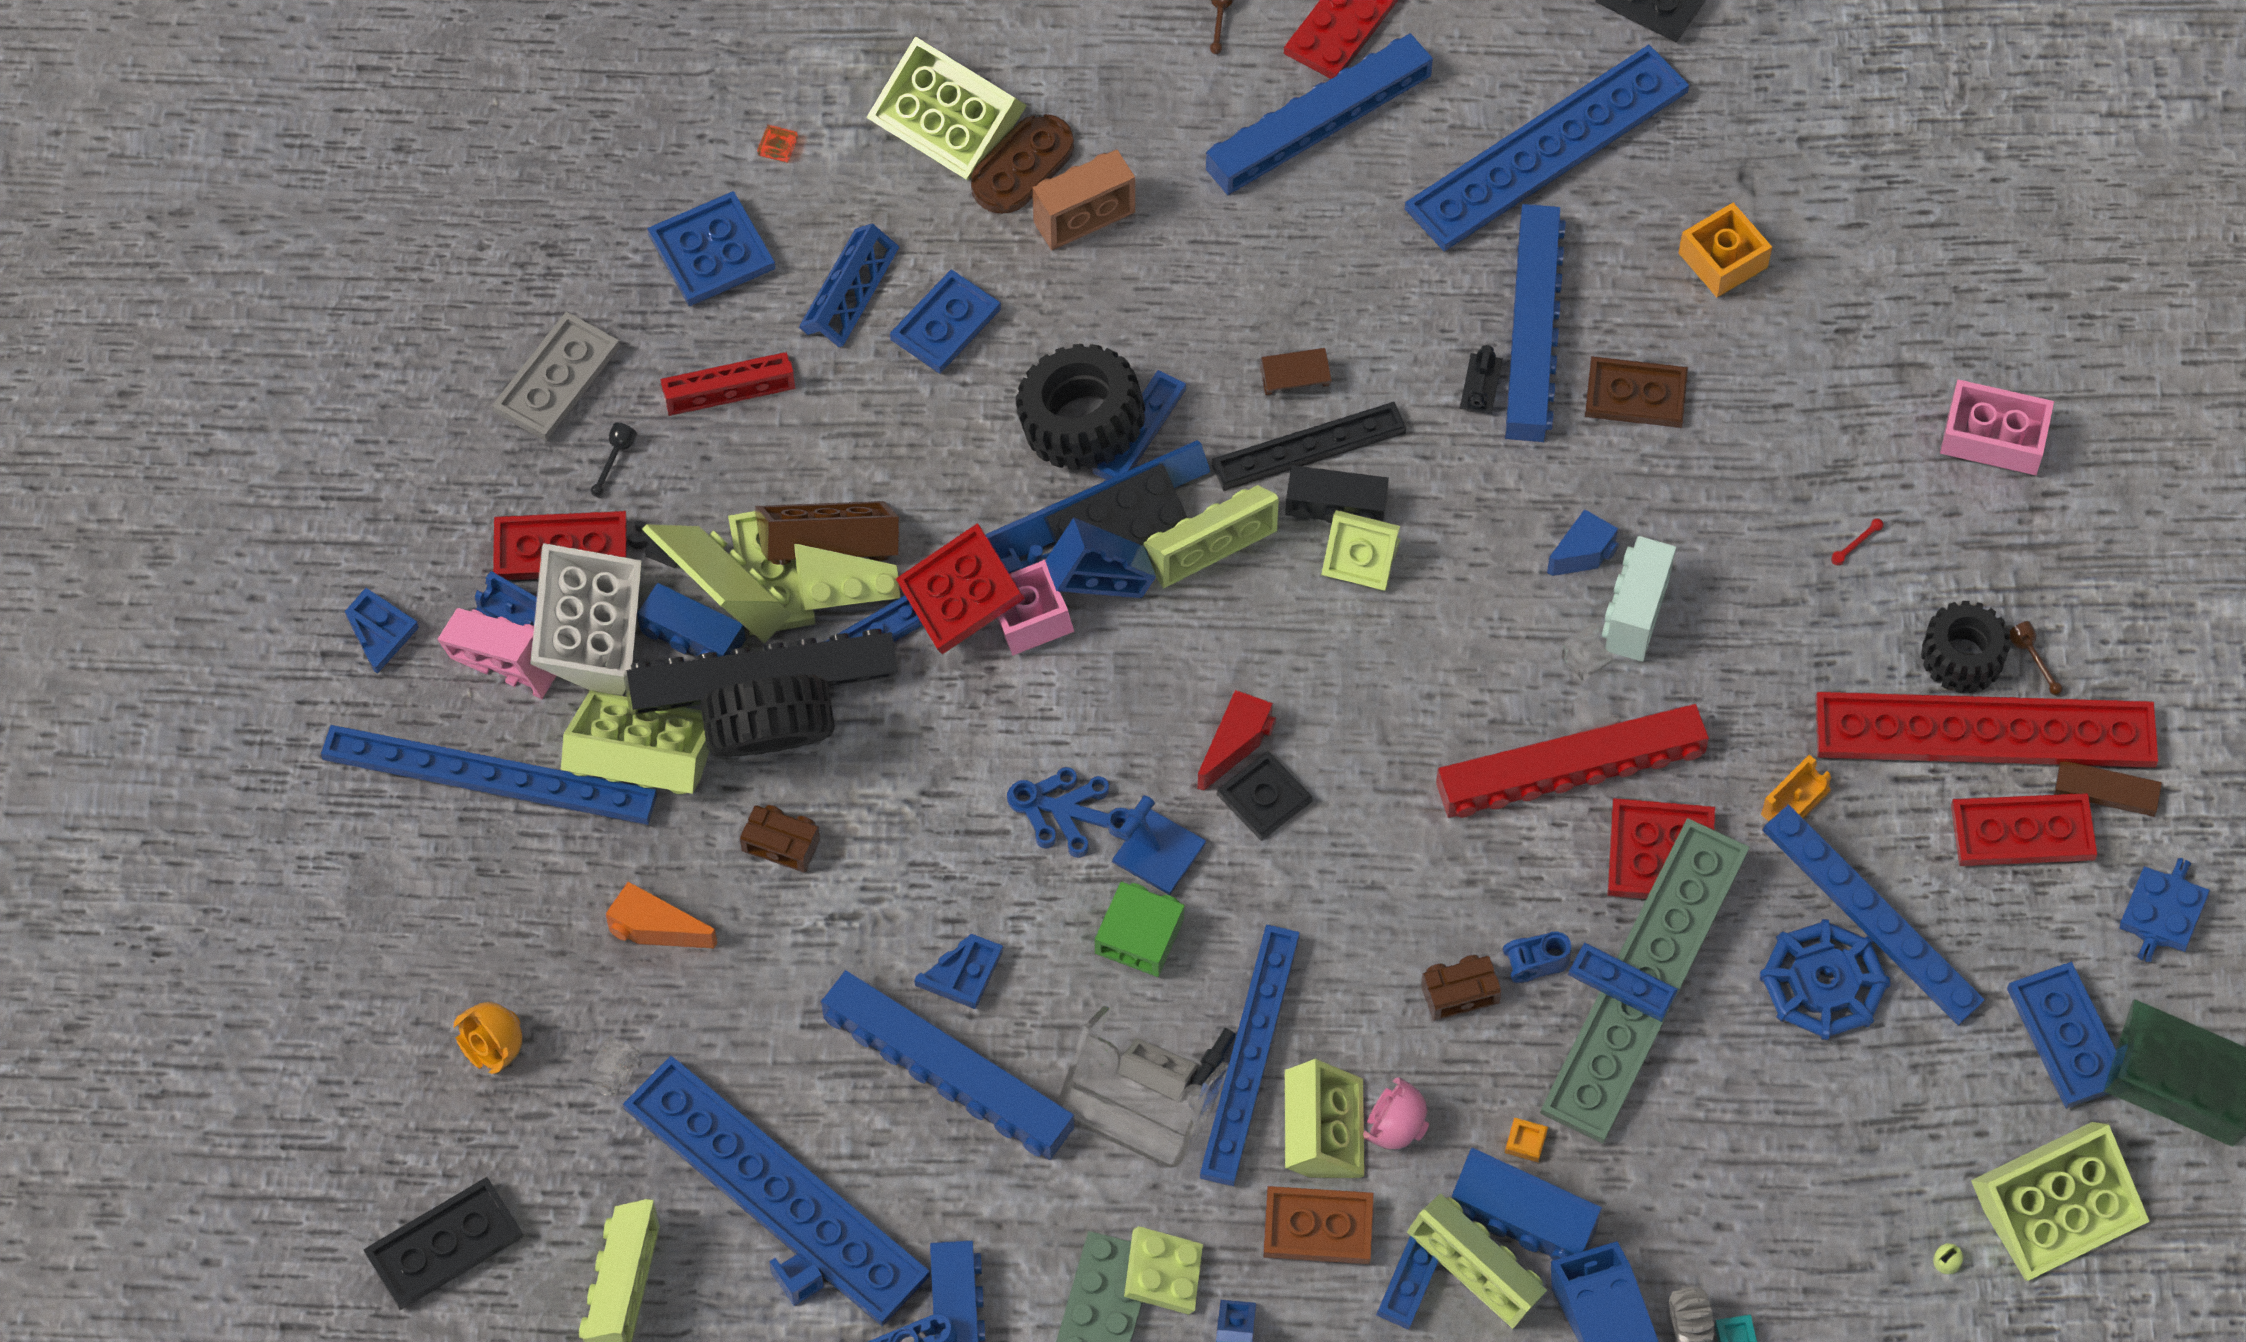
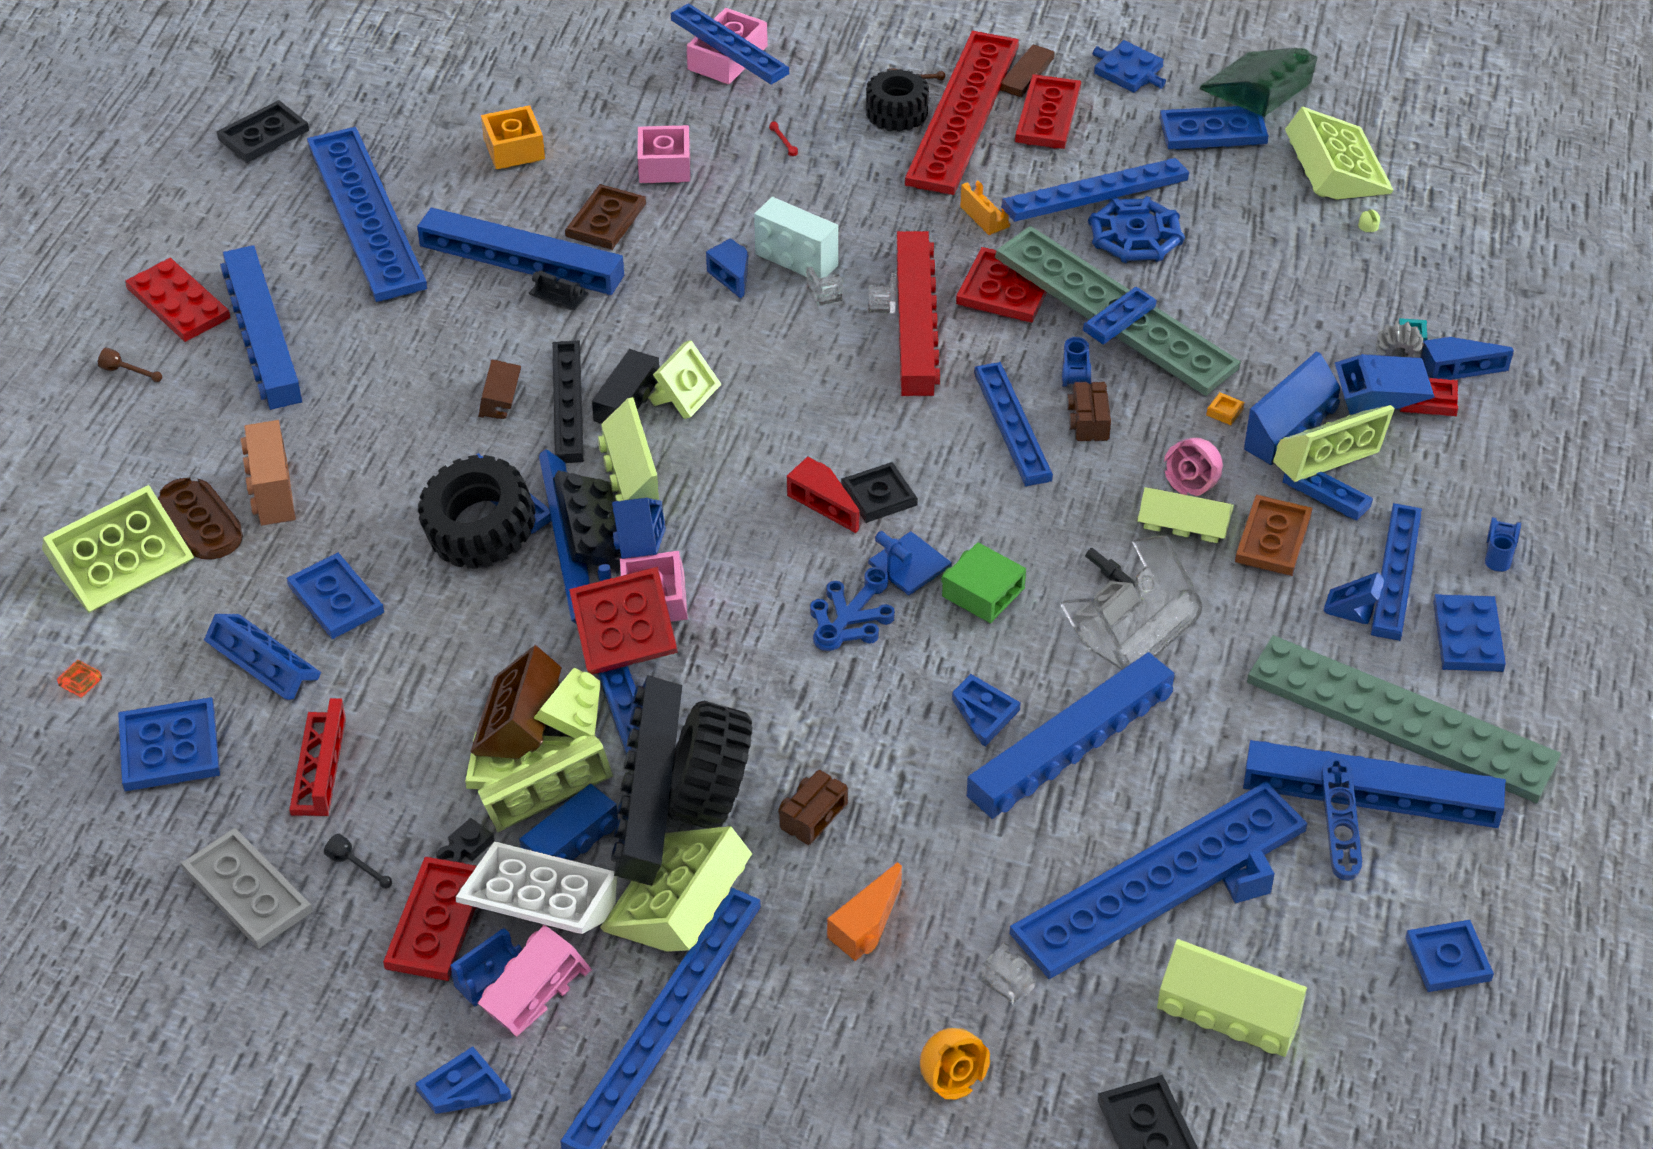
camera: 75 degrees left, 15 degrees down
(1163, 1270) = (1297, 630): yellowish green plate -> none
(1249, 1055) = (1104, 539): blue plate -> none
(1423, 910) = (1013, 424): none -> blue tile
(1754, 417) = (663, 154): none -> bright pink brick
(1973, 424) = (730, 43): none -> blue tile

